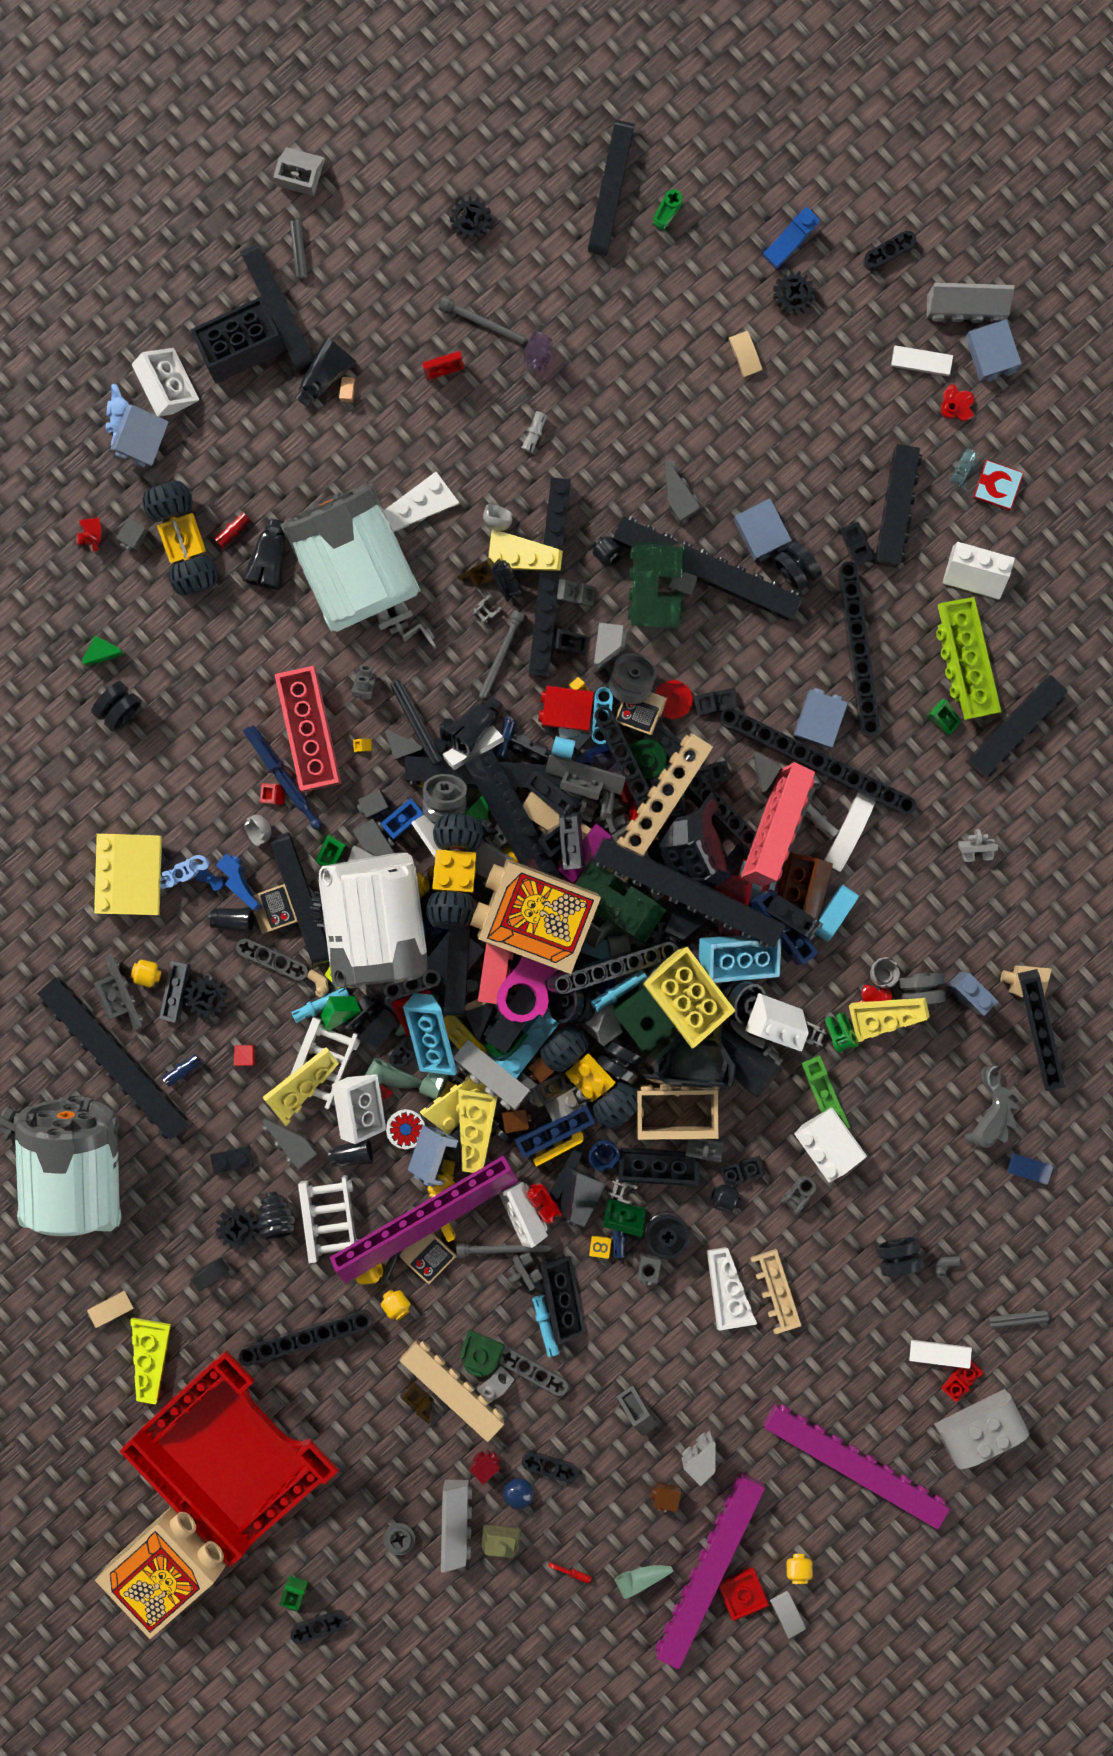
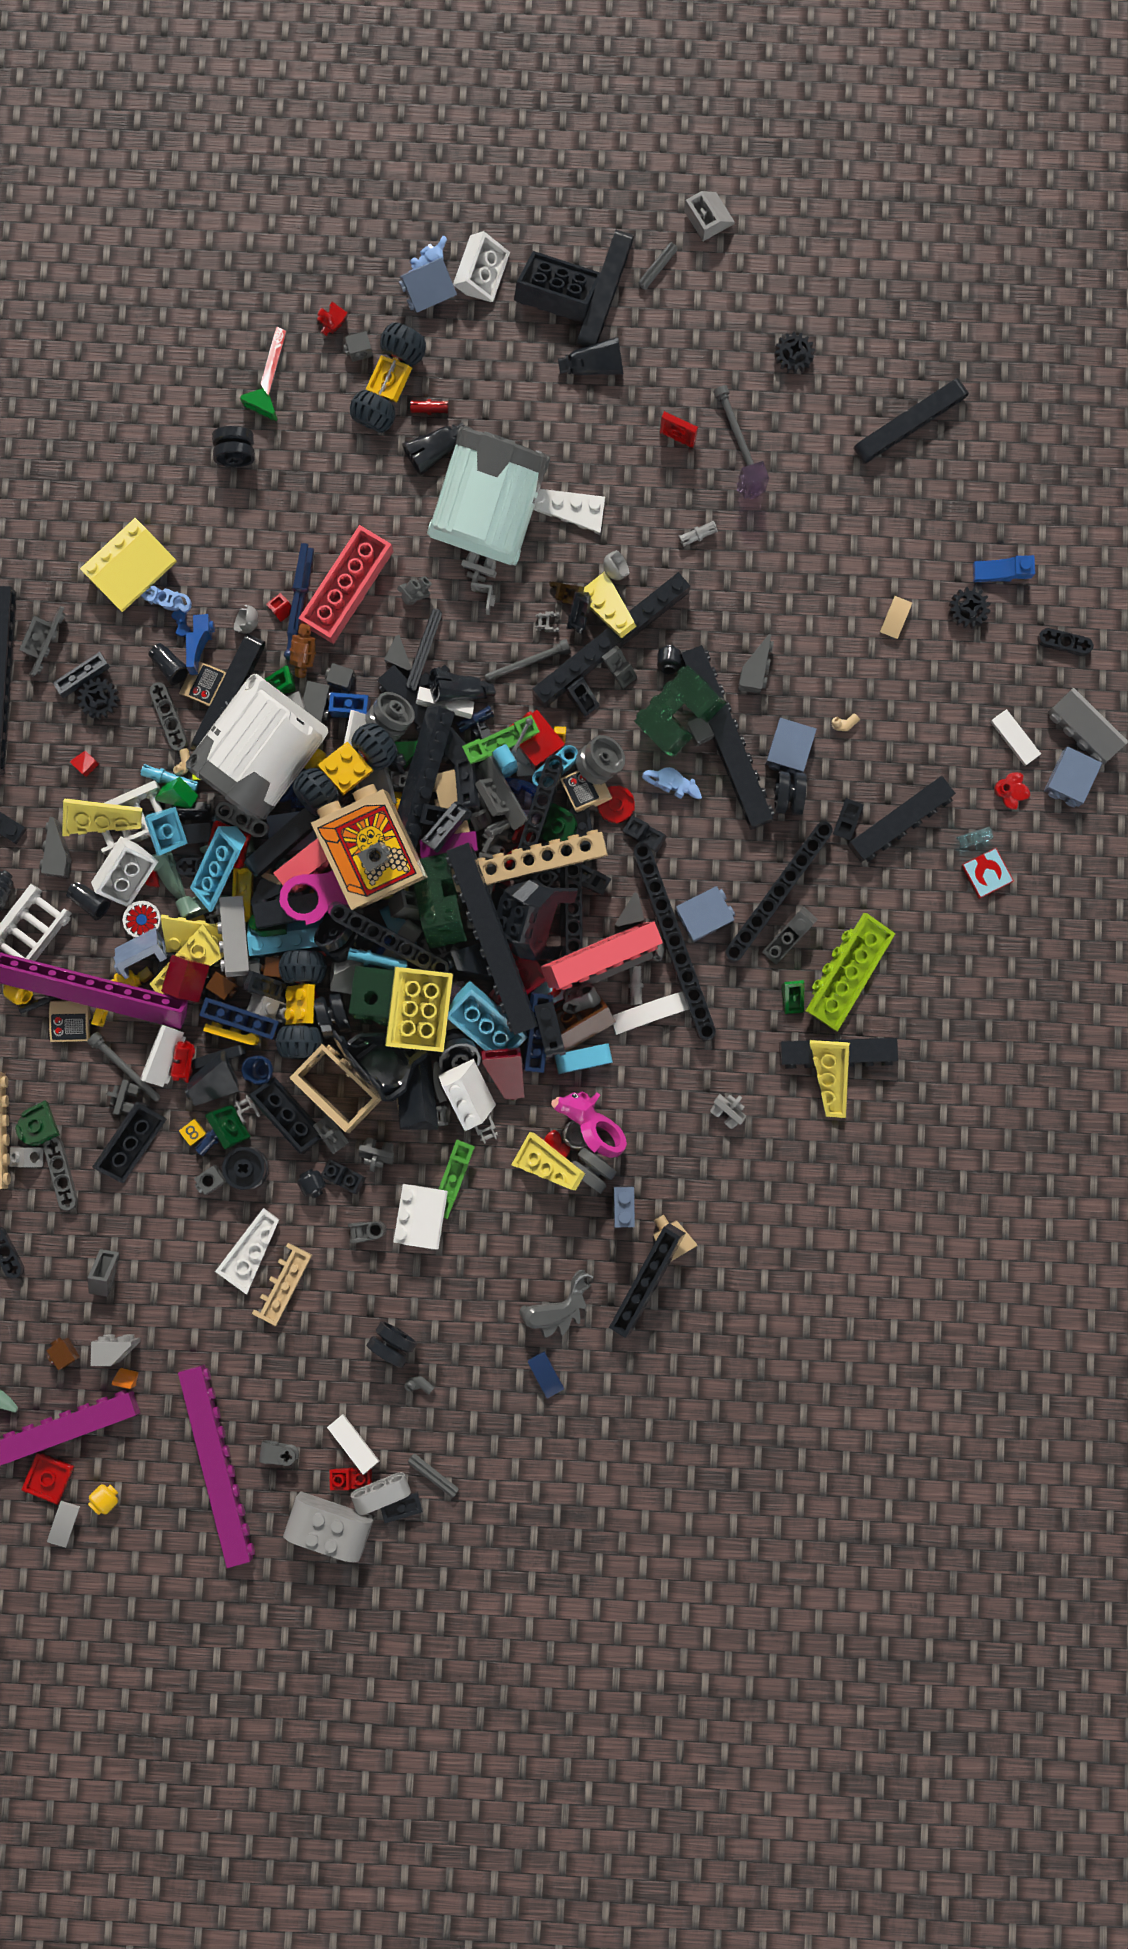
camera: 45 degrees right, 5 degrees down
(76, 608) = (273, 359): none -> sticker
(145, 973) = (74, 643): yellow head -> none
(181, 1070) = (32, 732): dark blue pin -> none
(325, 811) = (302, 650): none -> dark orange piece
(347, 389) = (598, 387): light nougat piece -> none
(360, 1046) = (165, 830): none -> medium azure slope
(362, 745) = (373, 632): yellow piece -> none
(395, 1304) = (13, 1033): yellow head -> none
(486, 1142) = (185, 978): none -> dark red slope
(543, 1318) = (111, 1129): medium azure pin -> none
(545, 735) = (482, 749): none -> bright green slope
(554, 702) = (529, 721): none -> dark grey hinge
(555, 927) = (365, 856): none -> dark grey brick
(609, 643) = (602, 718): light grey slope -> none
(666, 210) = (934, 472): green piece -> none
(696, 642) = (671, 779): none -> light blue animal
(729, 1469) = (125, 1378): none -> orange slope
(743, 1134) = (376, 1157): none -> dark grey hips
(785, 474) = (845, 725): none -> tan arm
(789, 978) = (506, 1071): none -> dark red slope
(793, 871) = (582, 997): none -> dark grey piece
(838, 1037) = (506, 1145): green piece -> none
(871, 953) = (582, 1110): none -> dark pink animal
(890, 1415) = (274, 1453): none -> dark grey piece
(898, 673) = (790, 935): none -> dark grey slope
(978, 570) = (915, 917): white slope -> none
(995, 1369) = (380, 1493): none -> light grey beam
(1018, 1364) = (403, 1508): none -> black plate
(1029, 746) = (832, 1074): none -> light yellow wing

